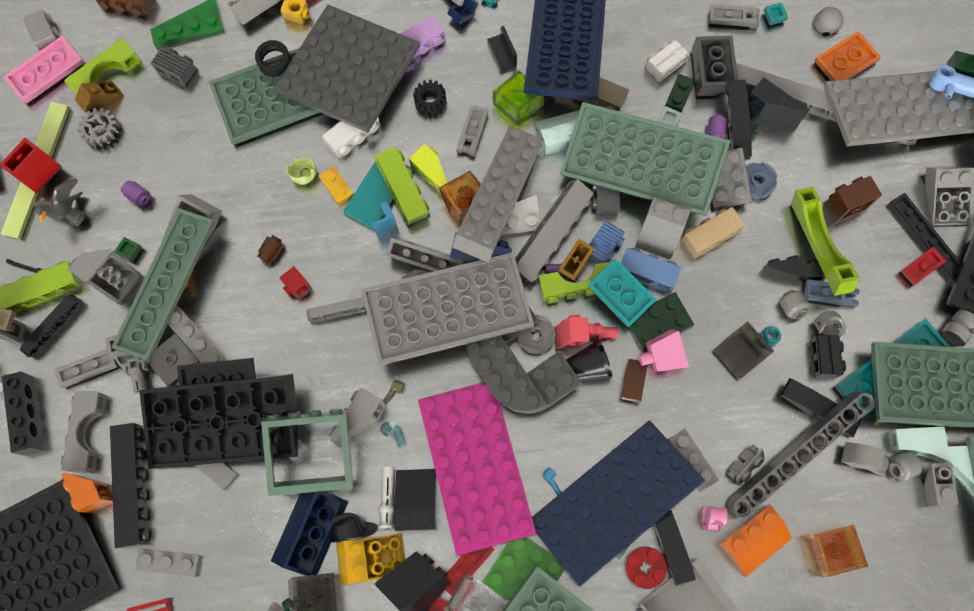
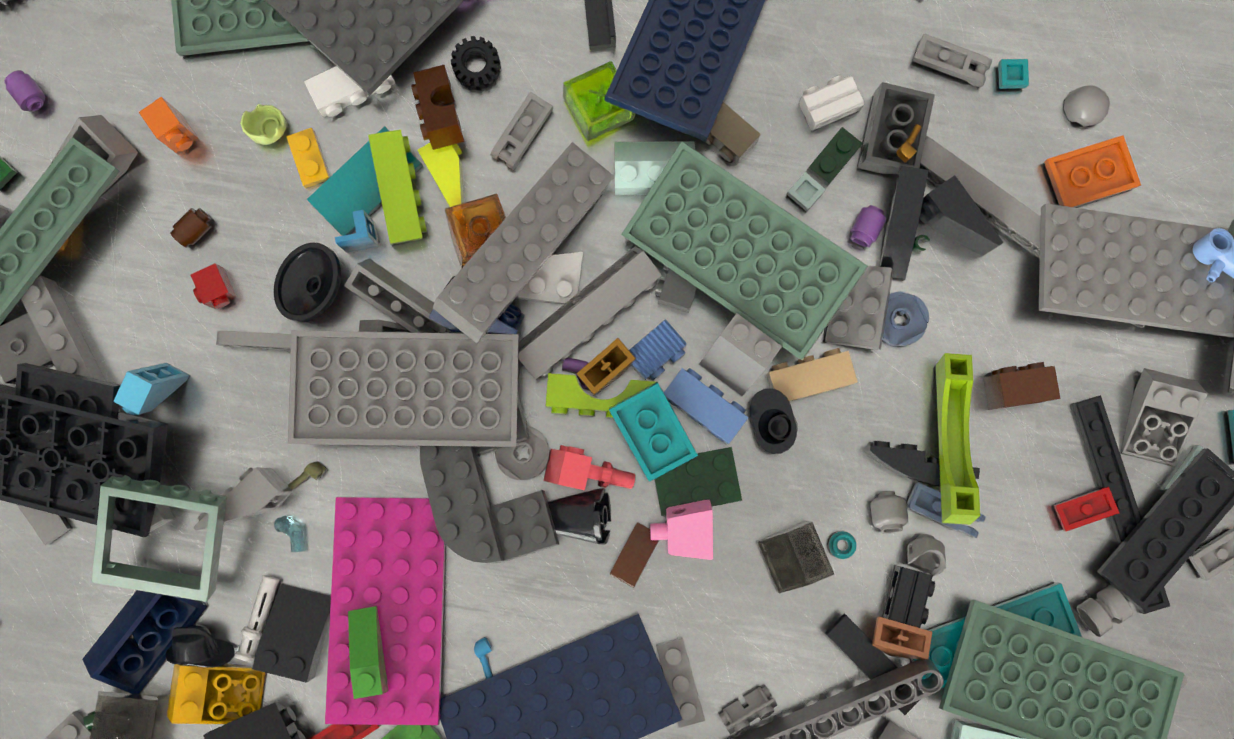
camera: 10 degrees right, 10 degrees up
(239, 186) = (168, 125): none -> orange brick
(271, 357) = (148, 387): none -> medium azure slope
(359, 261) = (307, 282): none -> black dish
(419, 133) = (440, 122): none -> reddish brown arch
(472, 495) = (366, 653): none -> bright green slope
(698, 265) = (773, 421): none -> black piece
(727, 72) = (906, 151): none -> pearl gold hand
(834, 383) = (901, 639): none -> nougat slope

